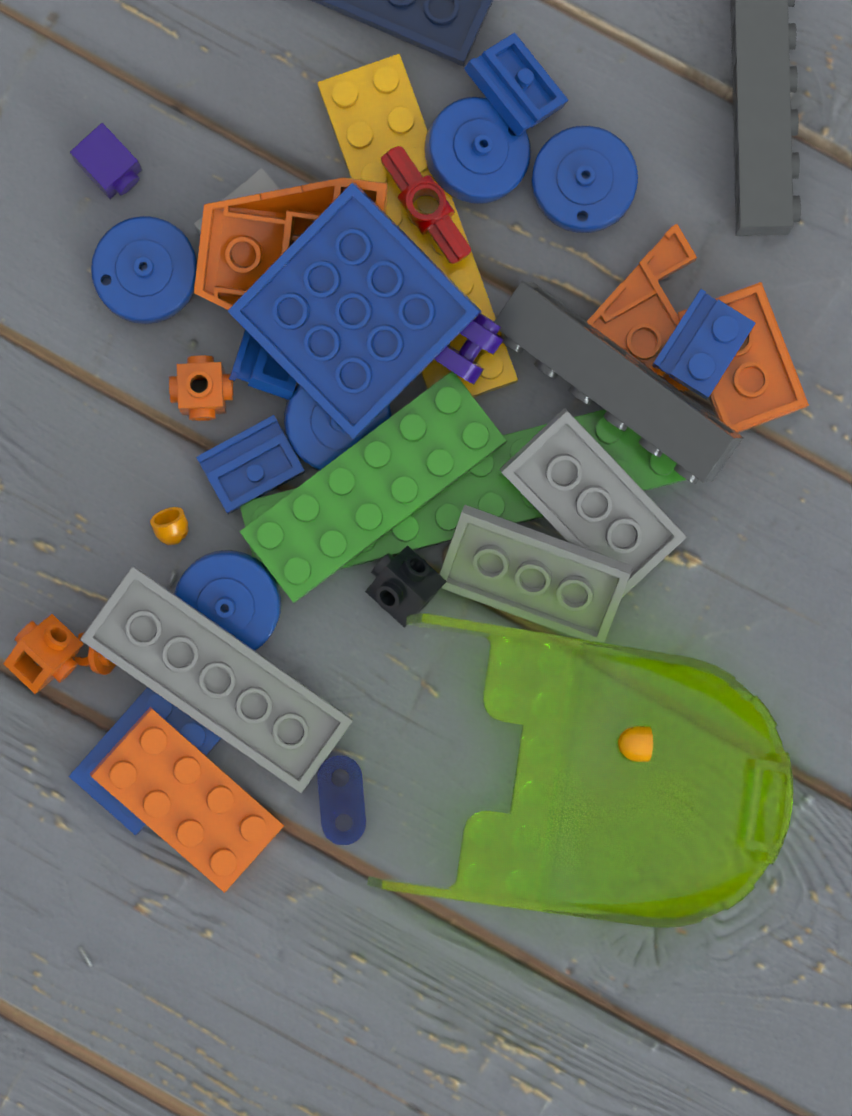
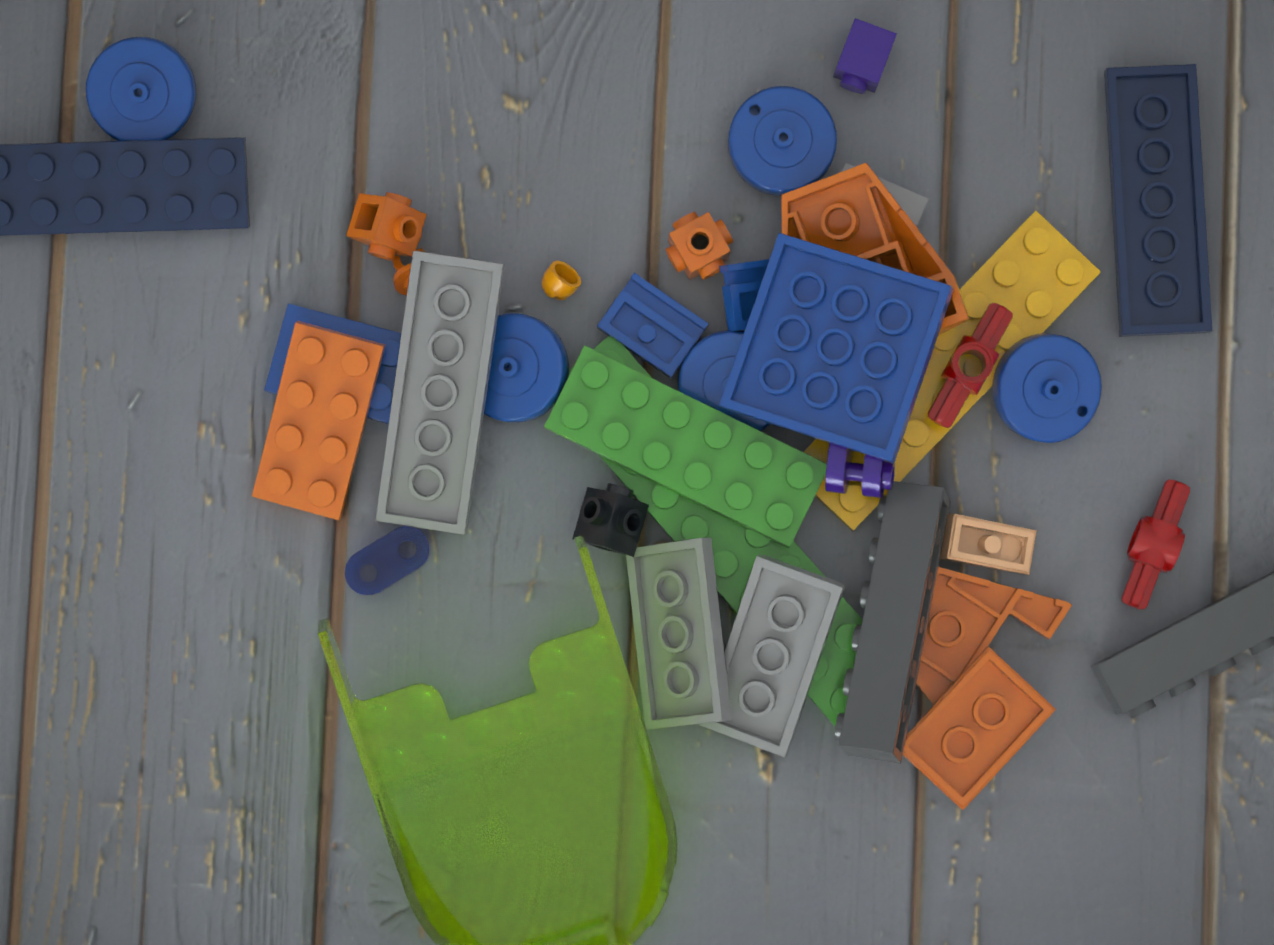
camera: 60 degrees right, 0 degrees up
(516, 84) = (1126, 392): blue plate -> none
(584, 179) = (1070, 499): blue wheel -> none
(587, 270) = (988, 544): none -> light nougat slope
(636, 743) = (571, 804): light orange hinge -> none
(659, 125) = (1155, 544): none -> red axle
(703, 344) = (969, 684): blue plate -> none

